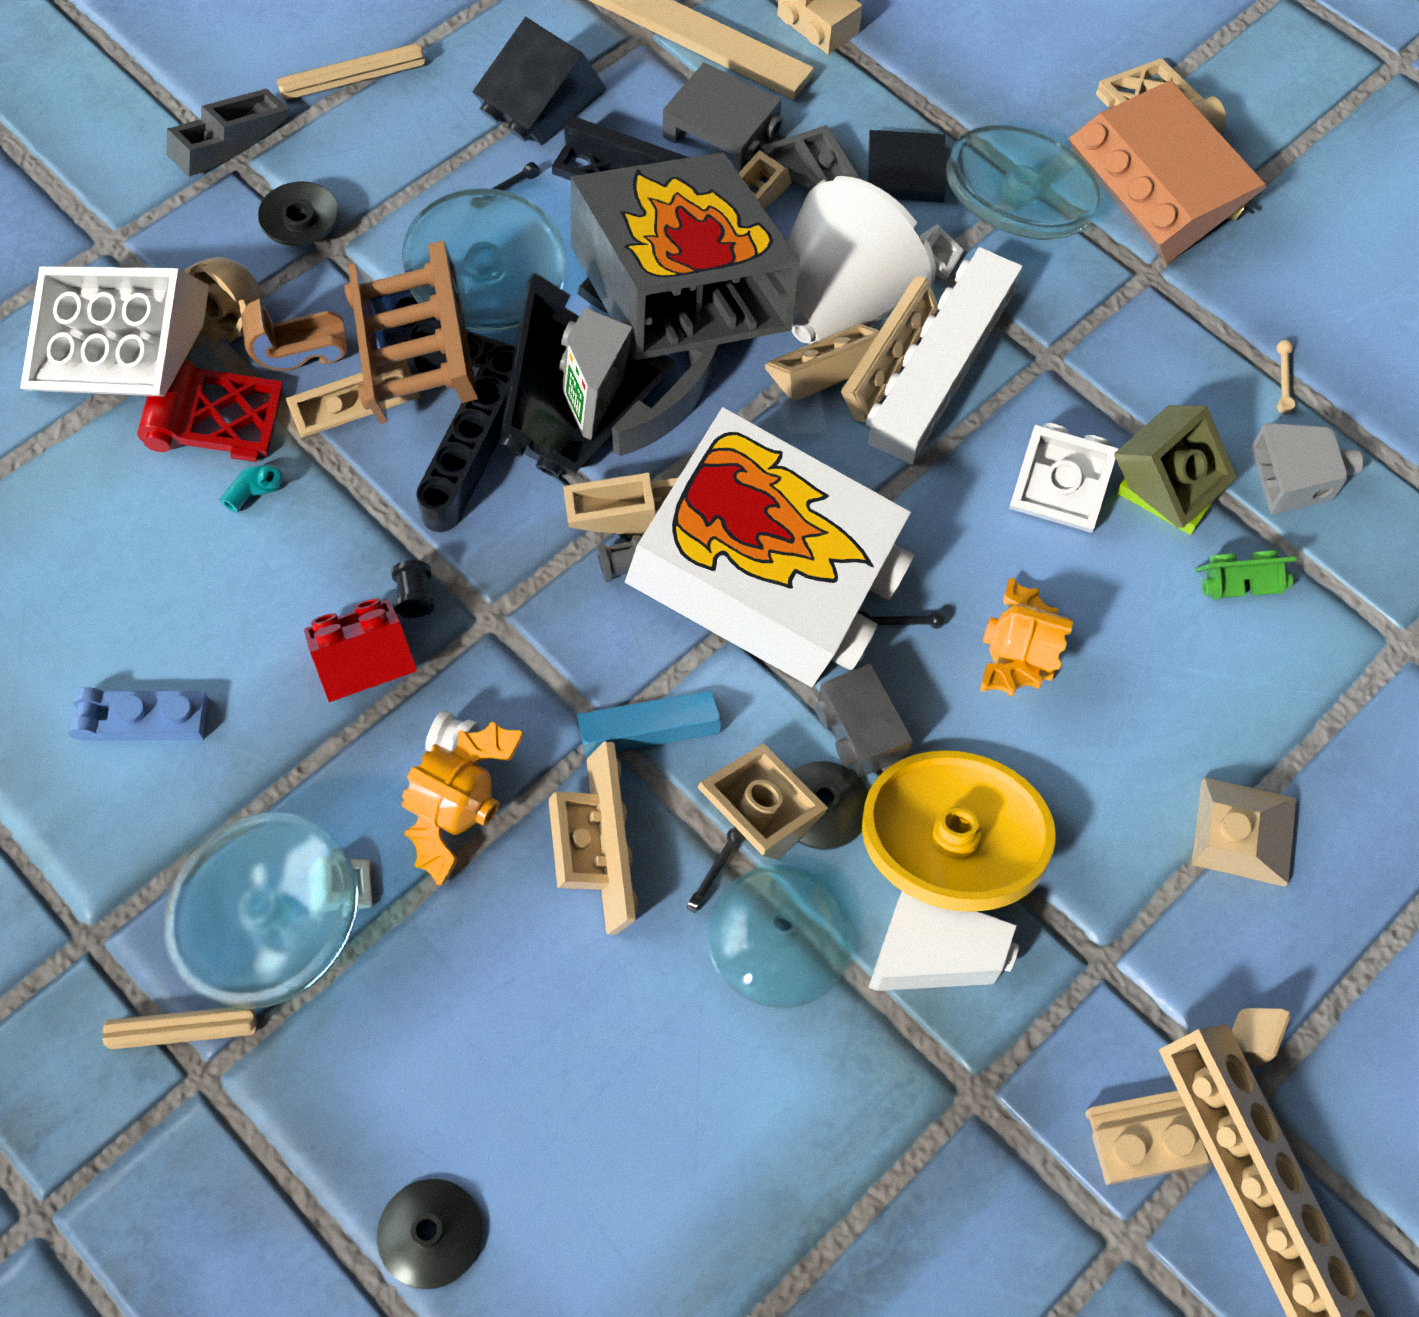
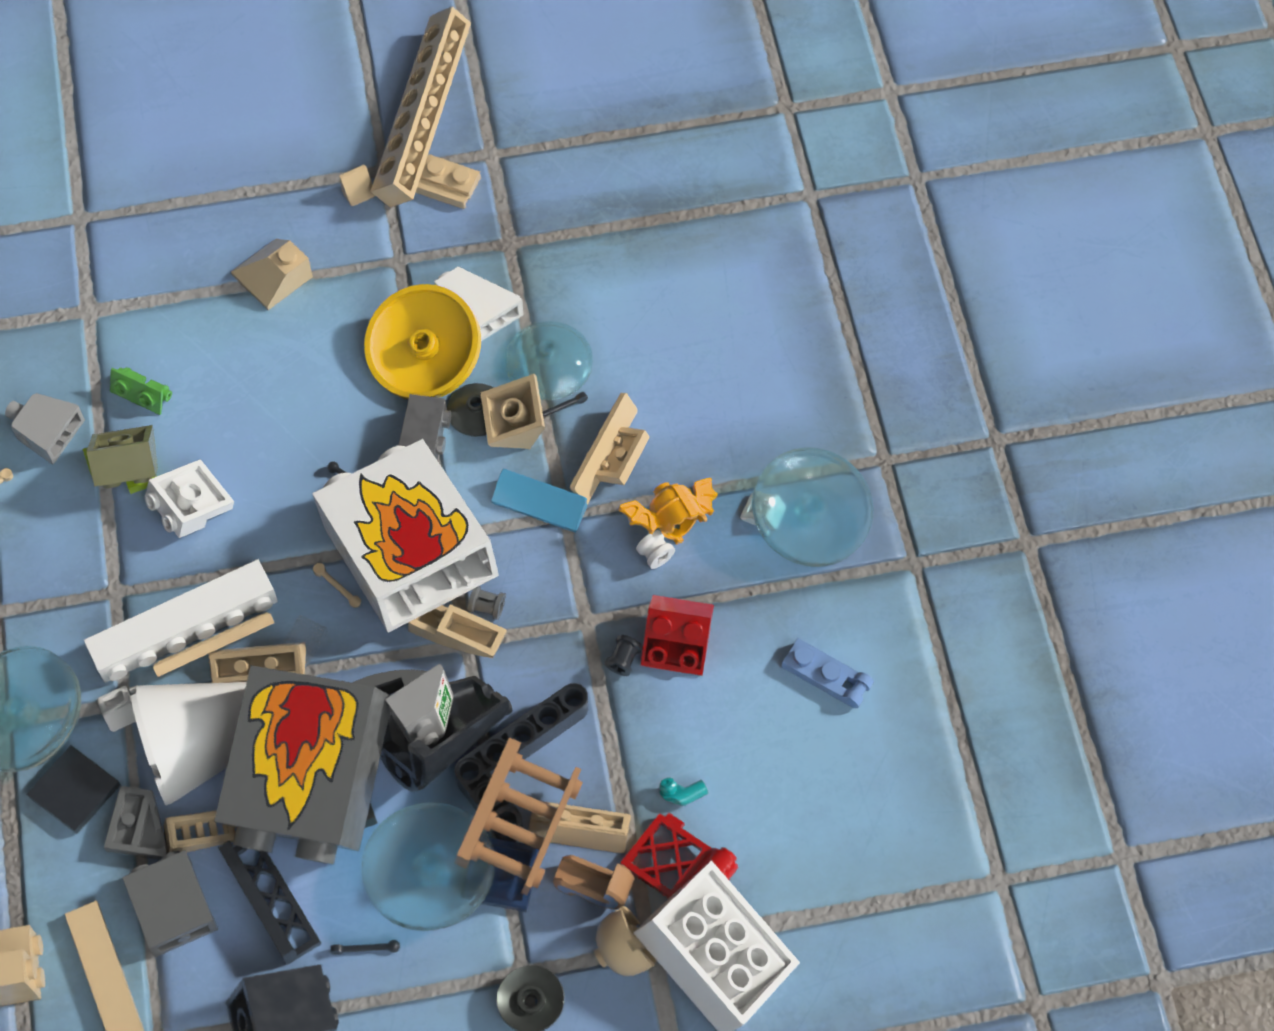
camera: 145 degrees left, 0 degrees up
(179, 1027) = (892, 487): tan axle -> none
(448, 1253) = (807, 339): pearl dark grey dish -> none
(1024, 641) = (300, 413): light orange helmet -> none

